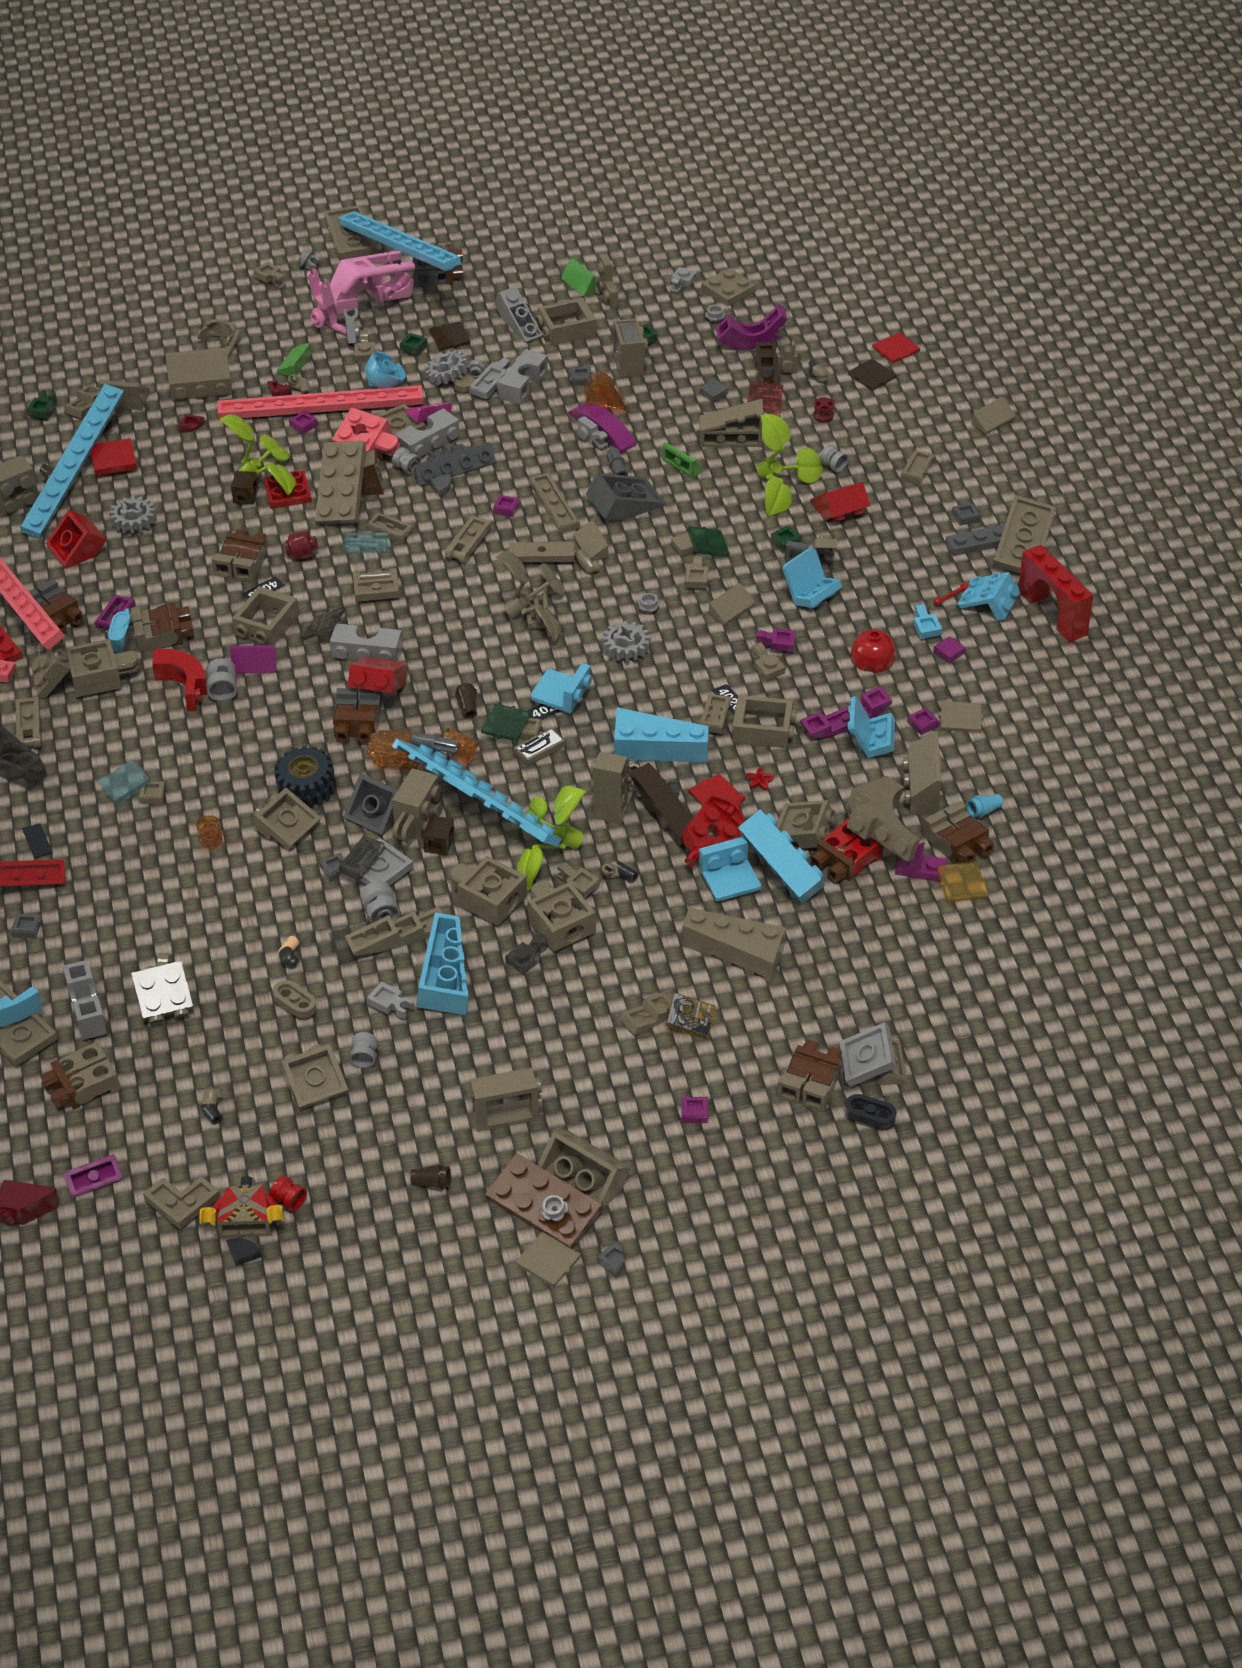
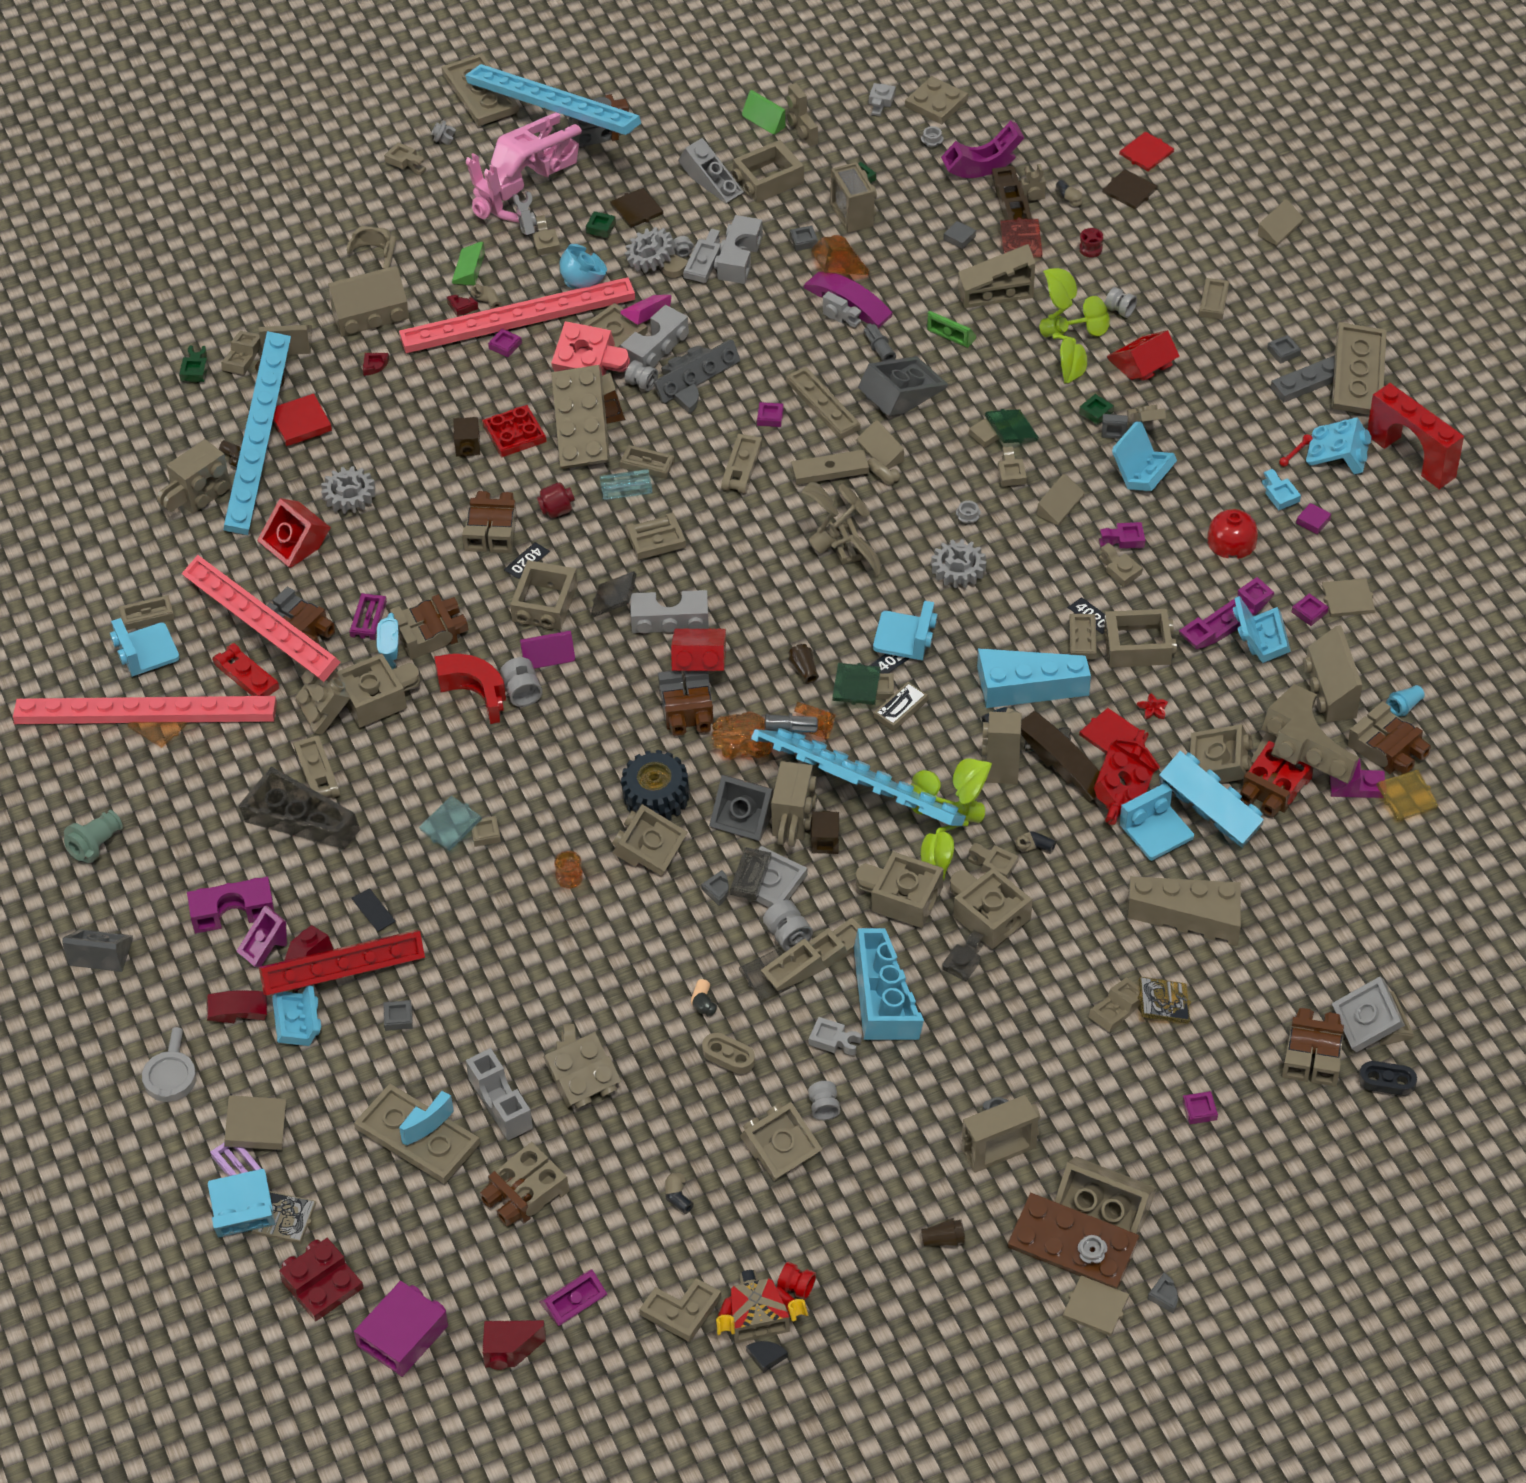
camera: 10 degrees left, 5 degrees up
(244, 431) = (469, 407): lime plant -> none

